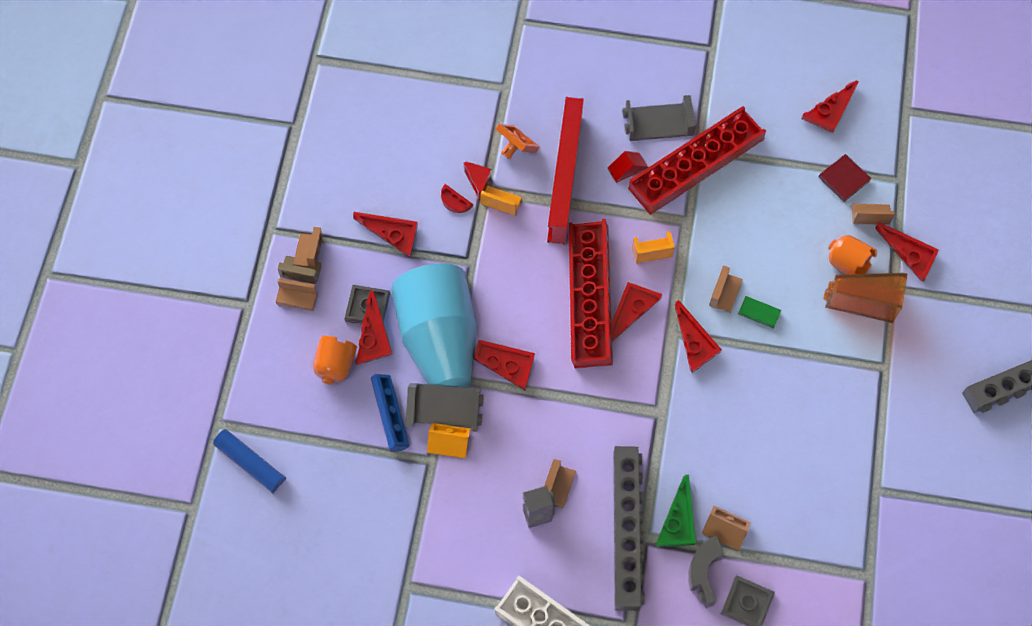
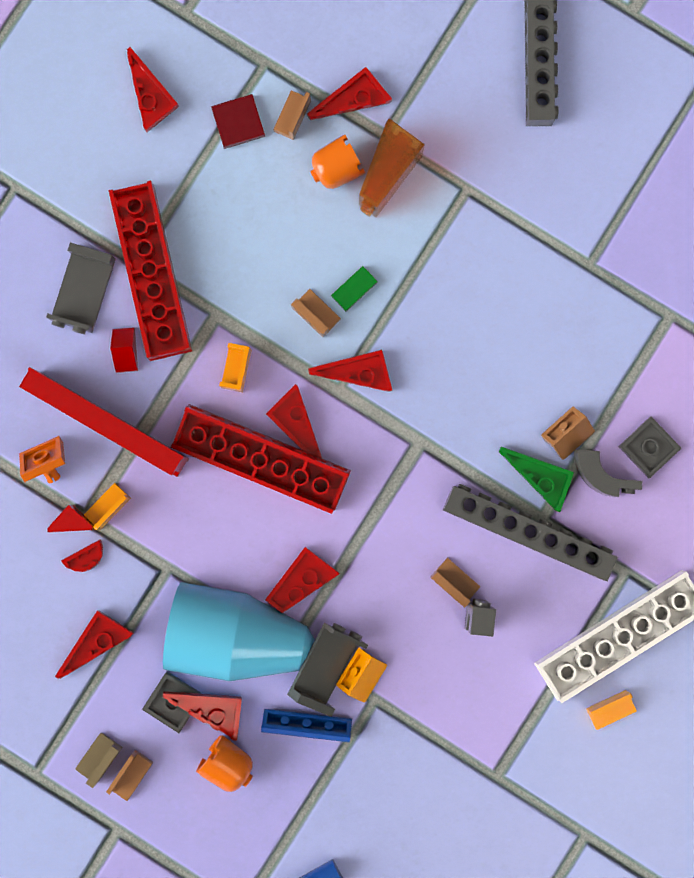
camera: 65 degrees left, 20 degrees up
(308, 249) = (79, 742): medium nougat panel -> none

